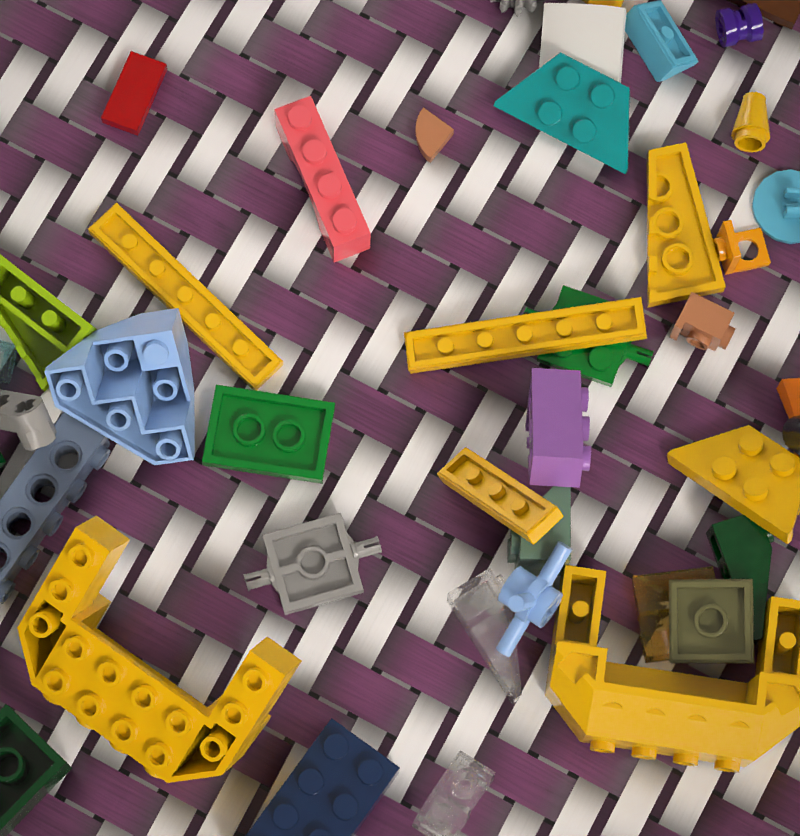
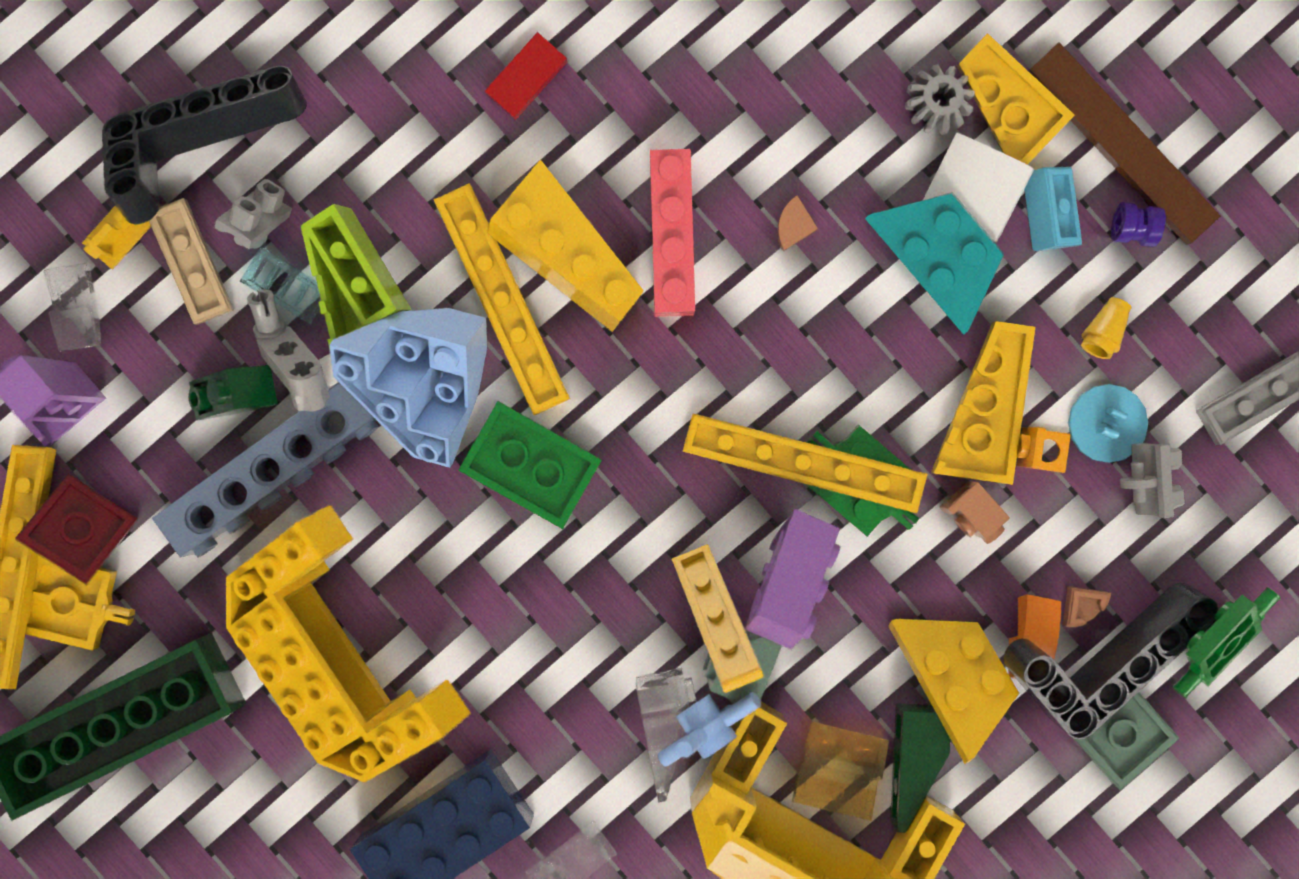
camera: 25 degrees right, 15 degrees up
(228, 225) = (563, 247): none -> yellow wedge
(312, 563) = (525, 602): light grey plate -> none
(711, 621) = (865, 800): olive tile -> none

